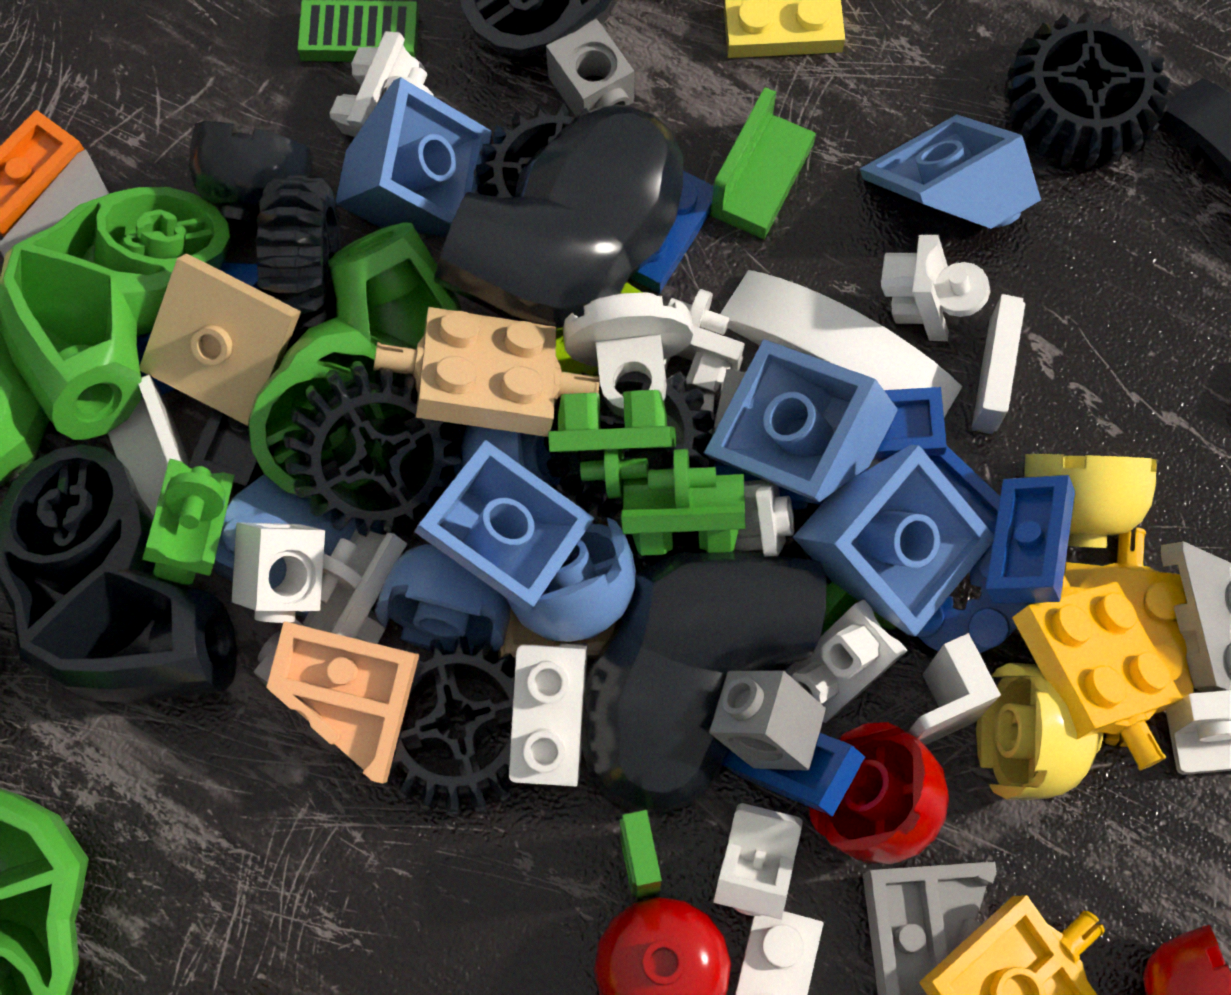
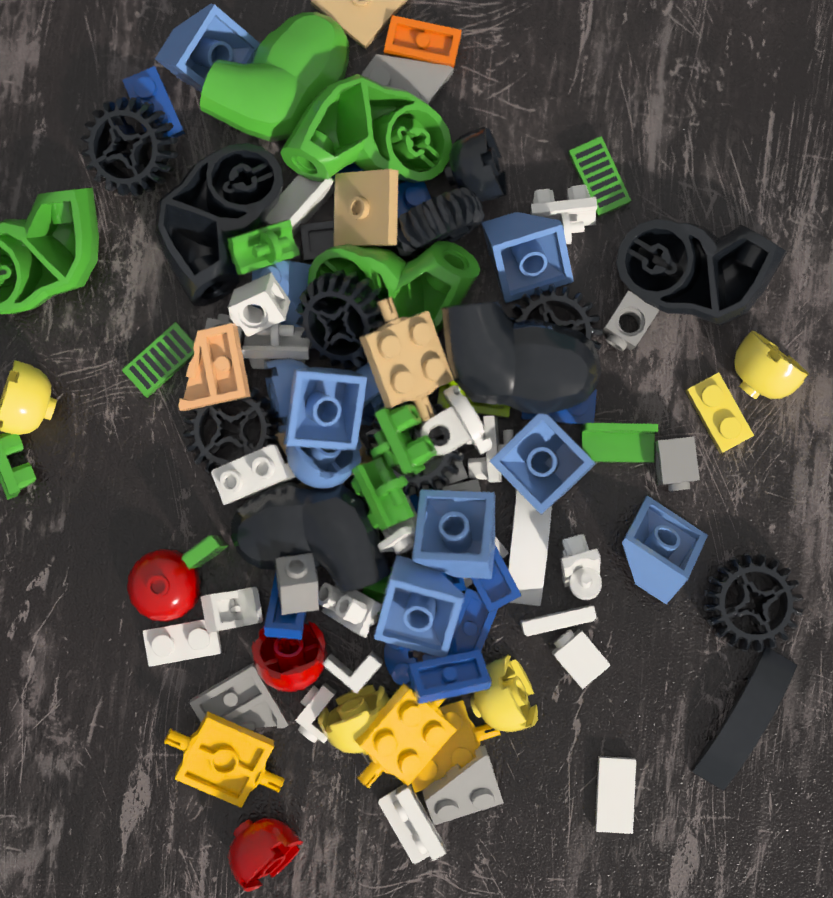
camera: 70 degrees right, 15 degrees up
(282, 794) = (160, 360): none -> tile
(746, 261) = (542, 462): none -> medium blue slope
(832, 100) = (676, 463): none -> light grey brick
(978, 799) = (314, 703): none -> white bracket
(1071, 358) = (579, 657): none -> white brick

